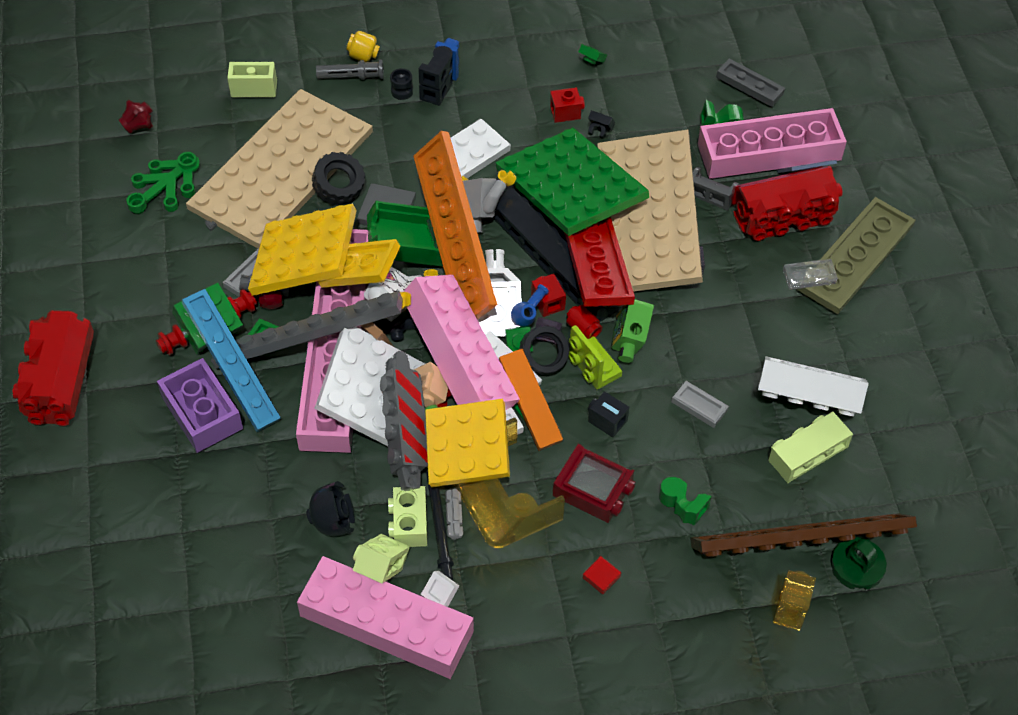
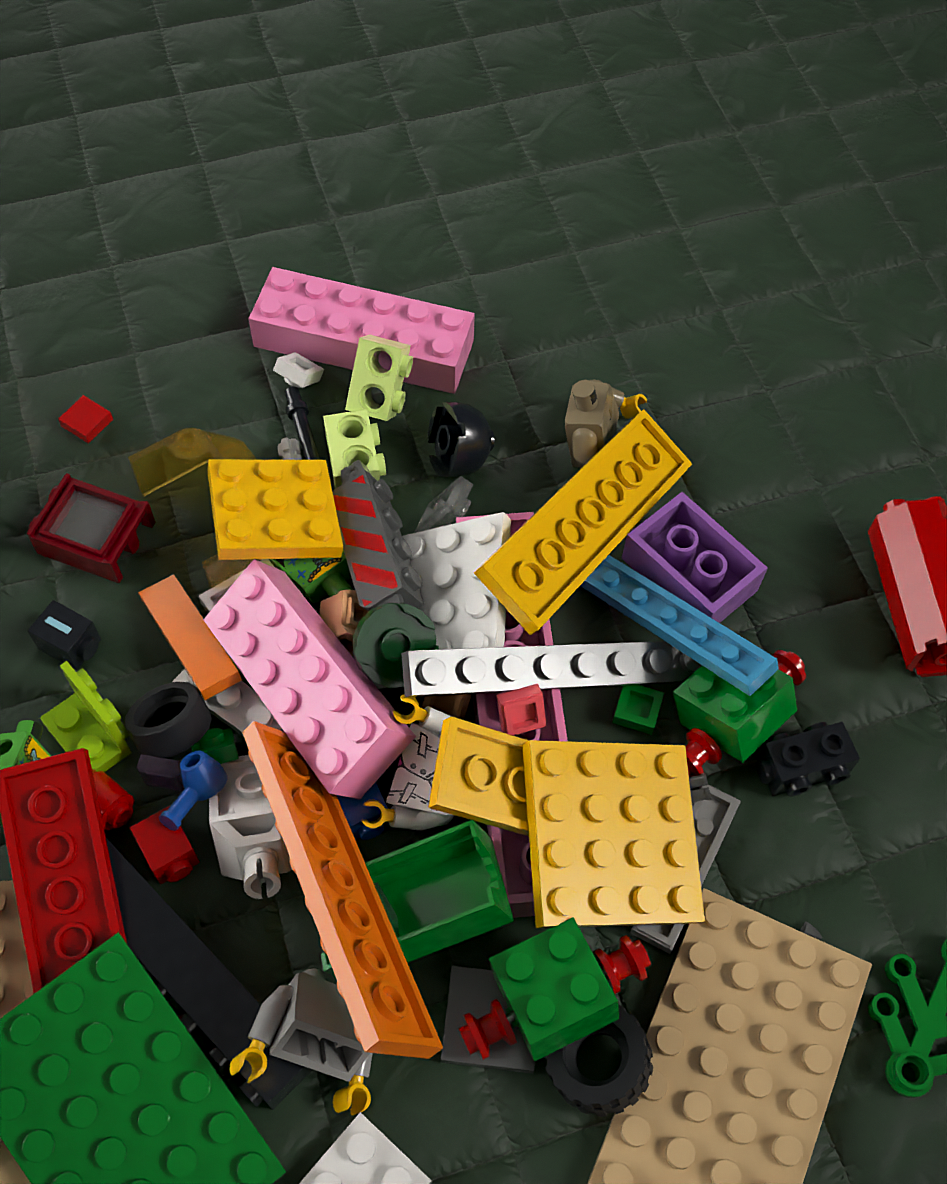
camera: 170 degrees right, 5 degrees up
(170, 291) = (806, 759): none -> black brick
(230, 513) = (594, 417): none -> dark tan torso
(258, 422) = (583, 522): none -> yellow plate
(331, 304) = (521, 710): none -> coral tile
(353, 184) = (554, 991): none -> green brick
(354, 454) = (447, 506): none -> clear plate
(404, 341) = (385, 635): none -> dark green tile

